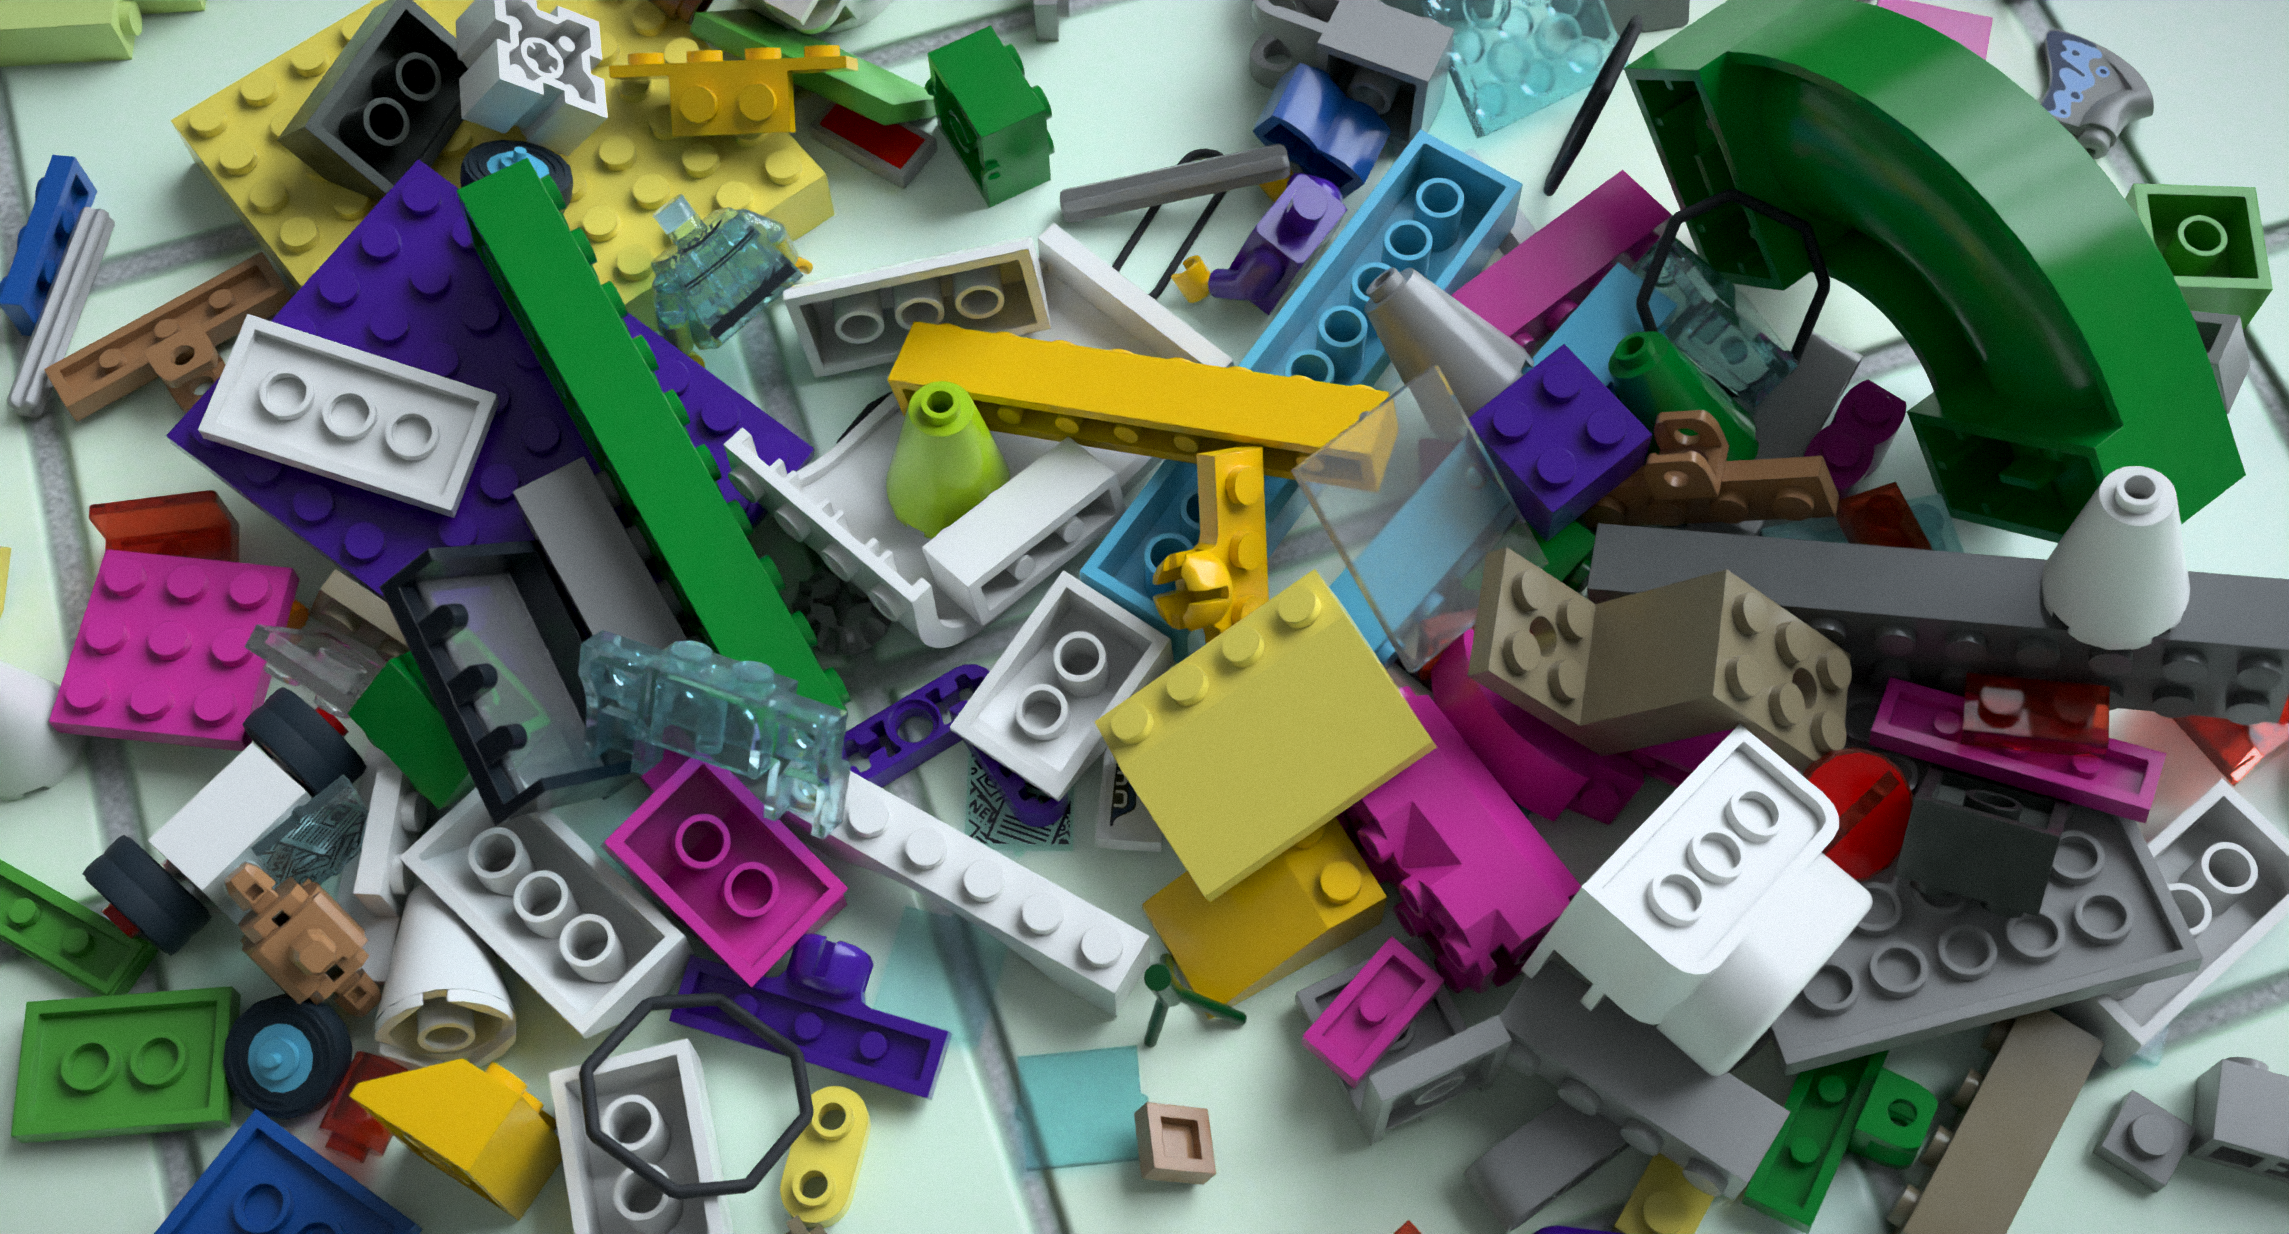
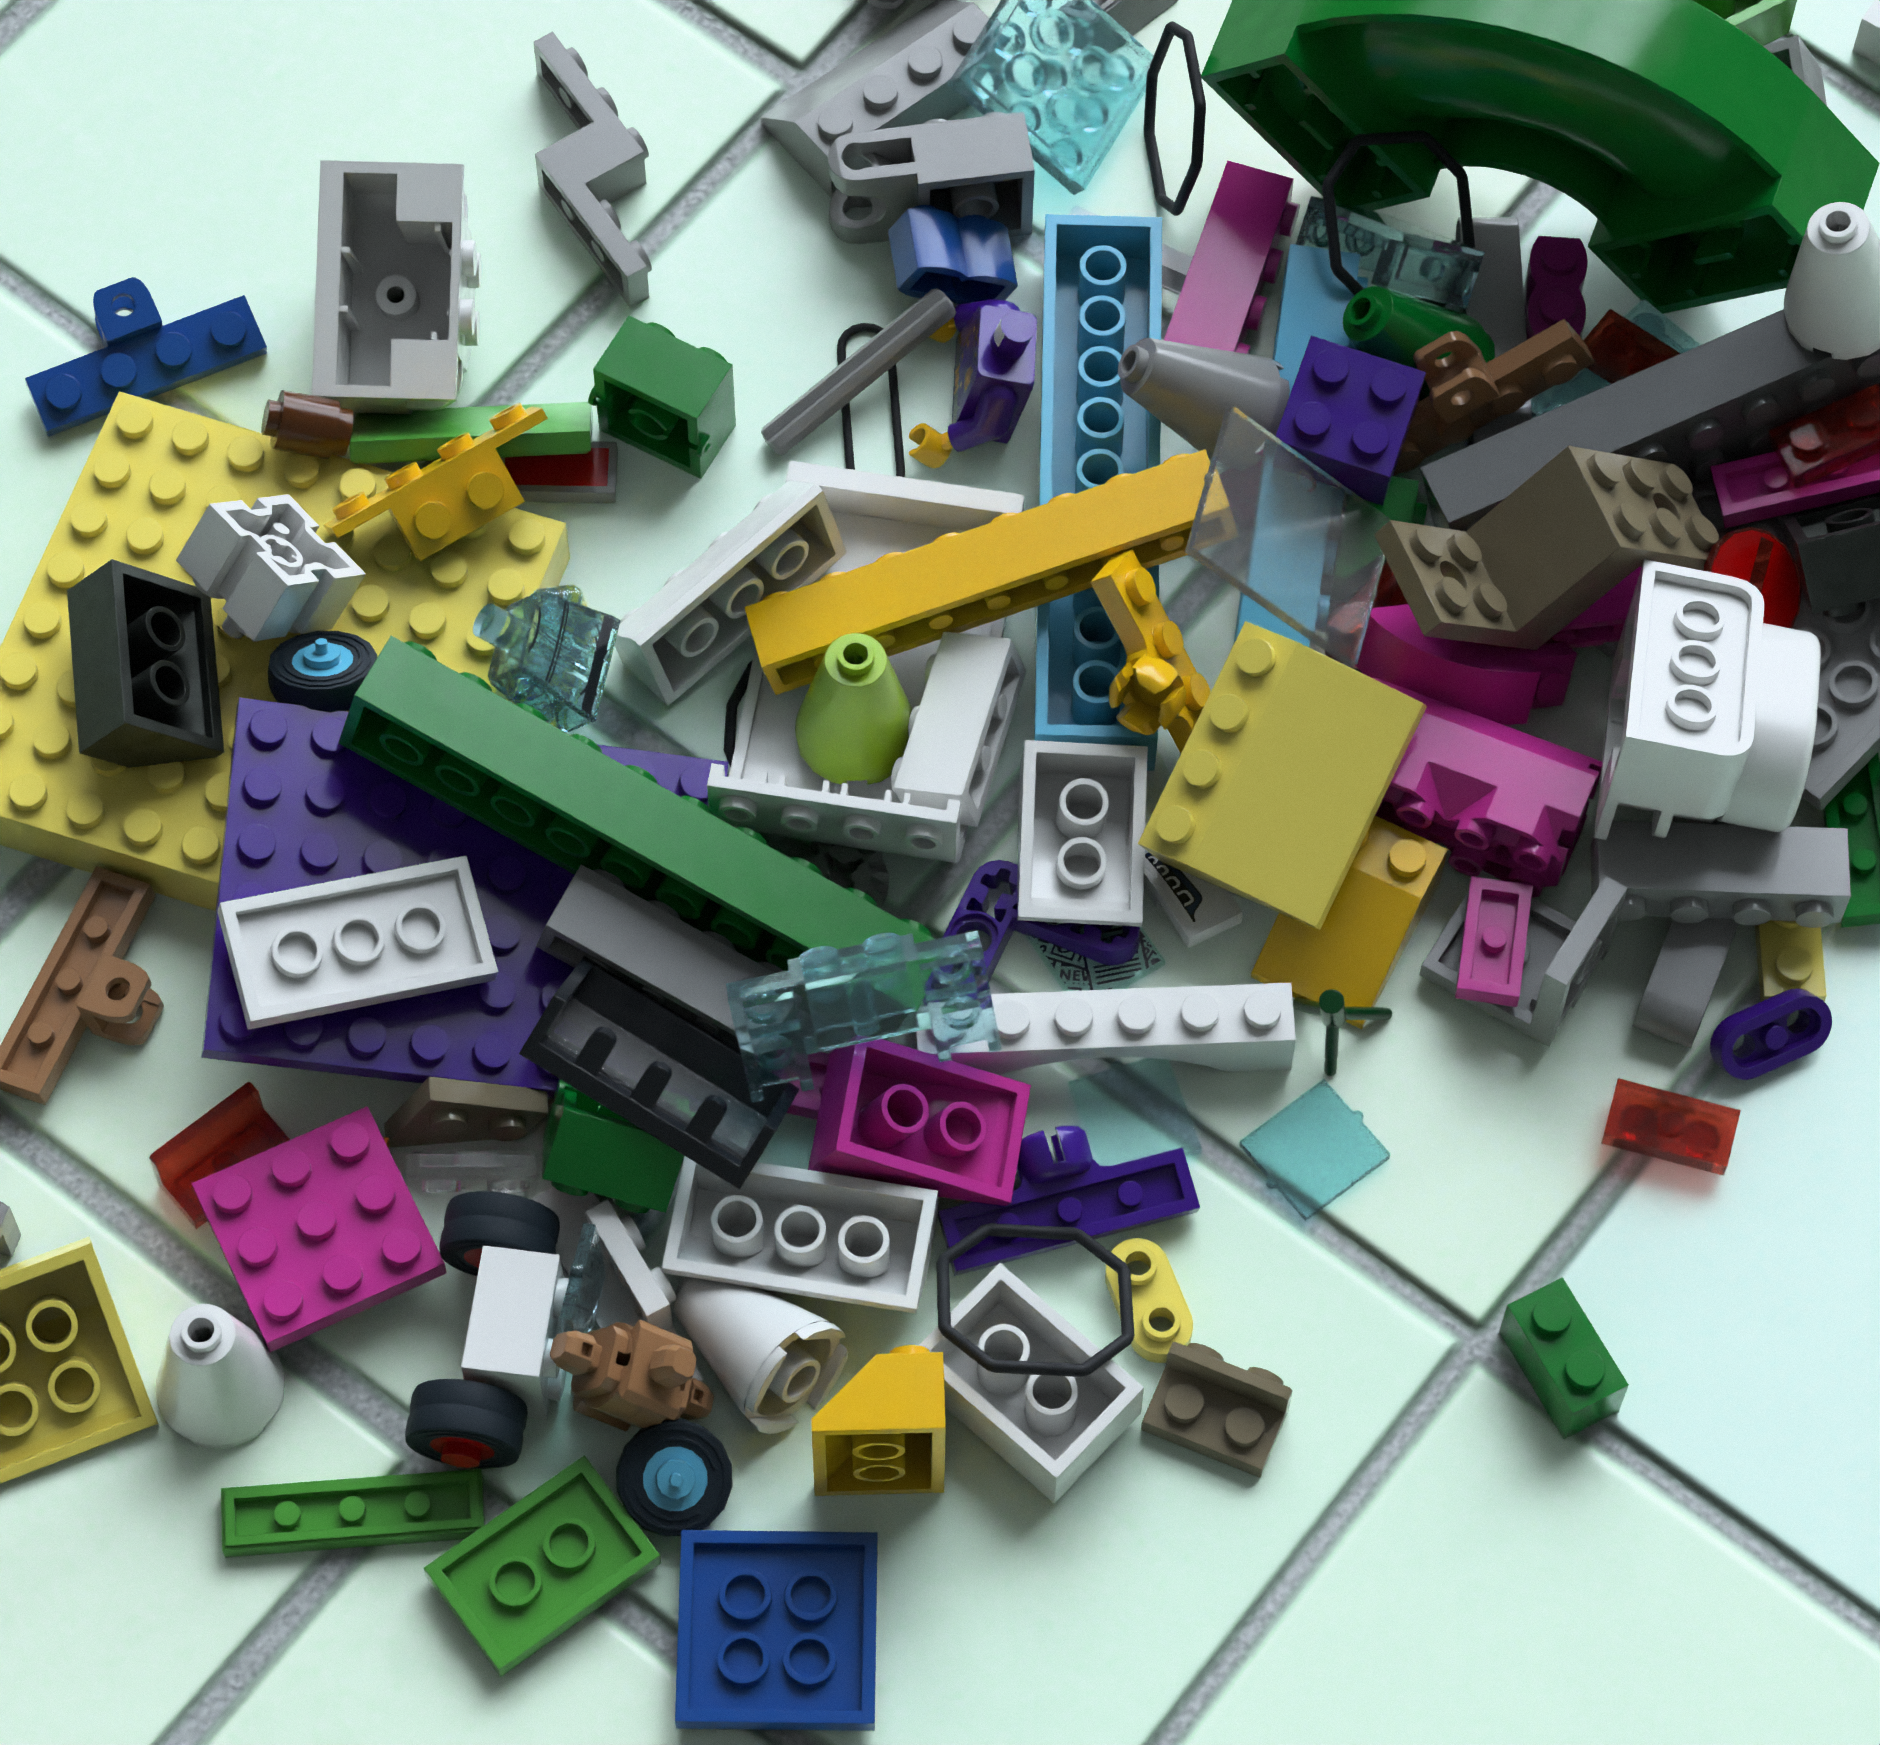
camera: 35 degrees left, 0 degrees up
(349, 1127) = (767, 1476): clear red brick -> none
(1174, 1143) = (1408, 1128): medium nougat plate -> none

